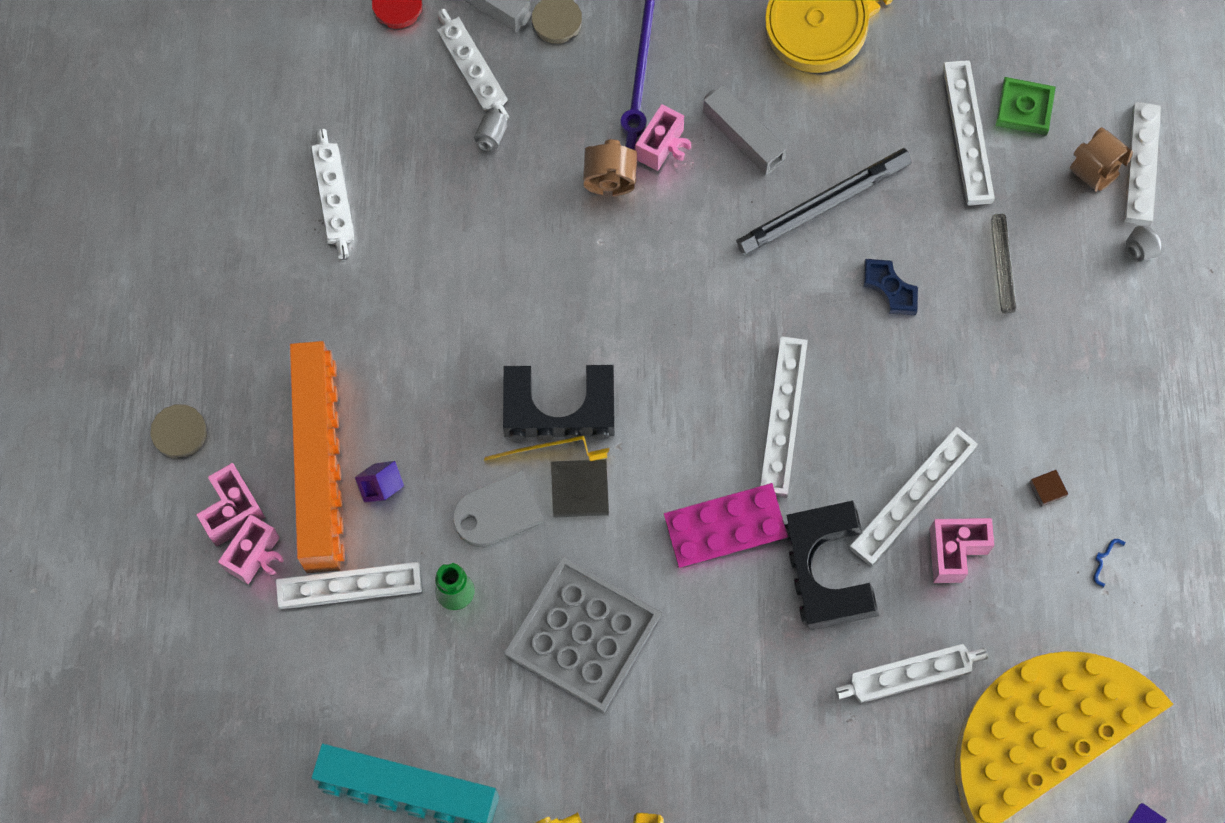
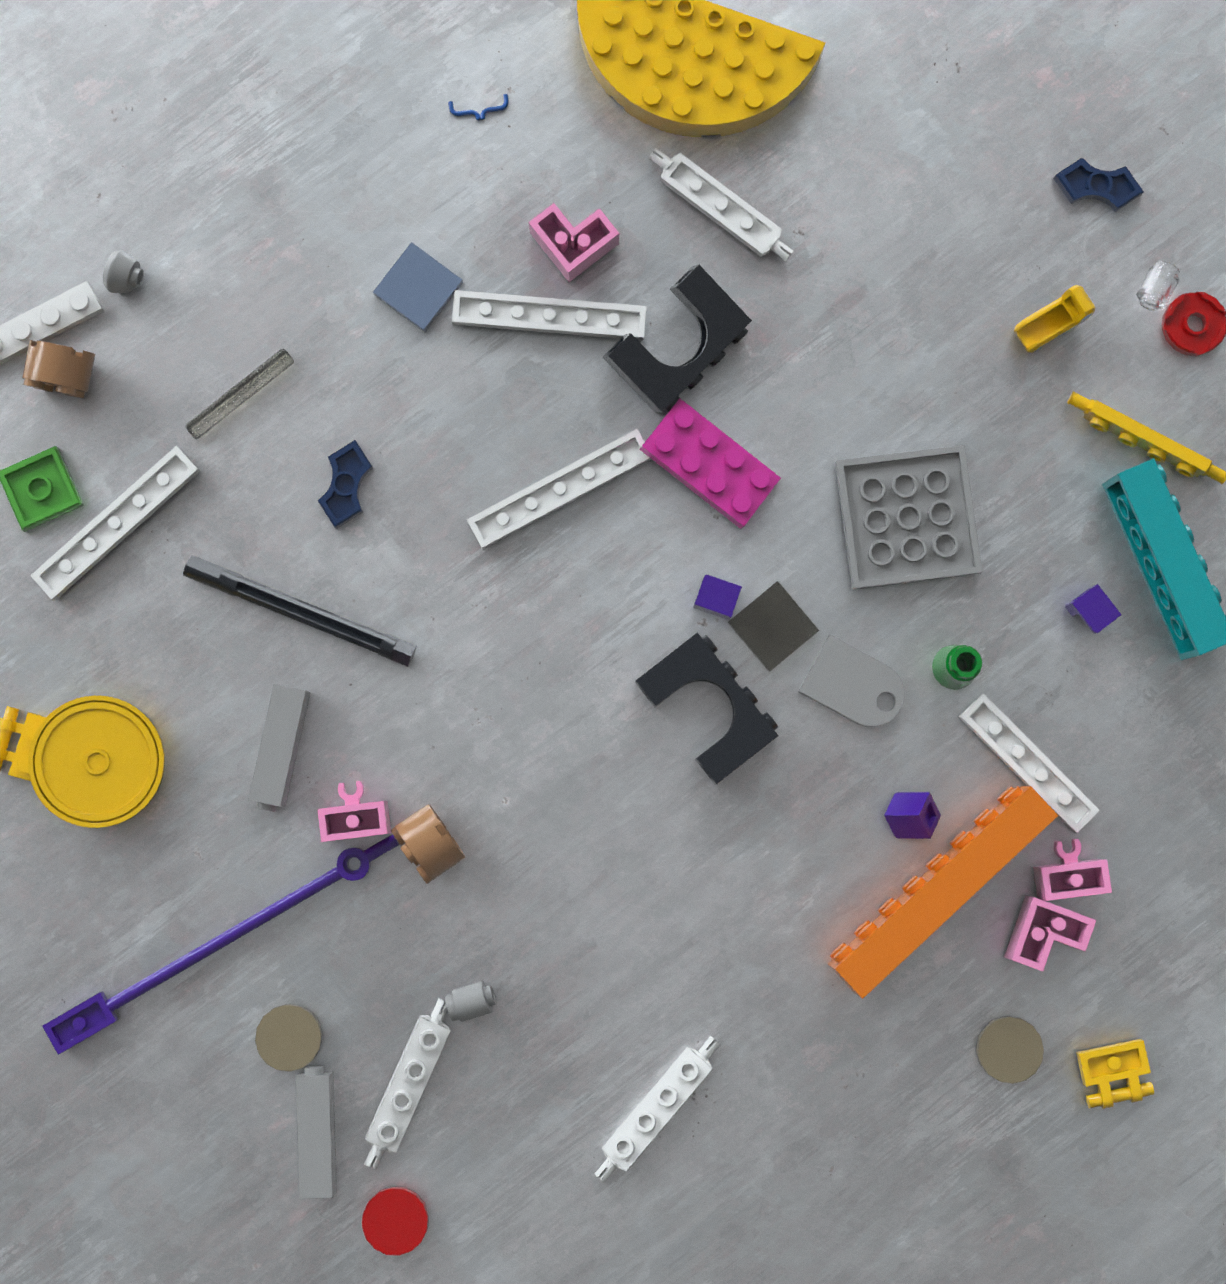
camera: 130 degrees left, 15 degrees up
(111, 488) = (1115, 1063): none -> yellow plate
(415, 711) = (1094, 609): none -> dark purple panel
(593, 455) = (733, 636): yellow piece -> none
(627, 461) = (717, 597): none -> dark purple panel
(998, 425) = (417, 287): none -> sand blue tile
(1048, 488) = (447, 201): reddish brown tile -> none

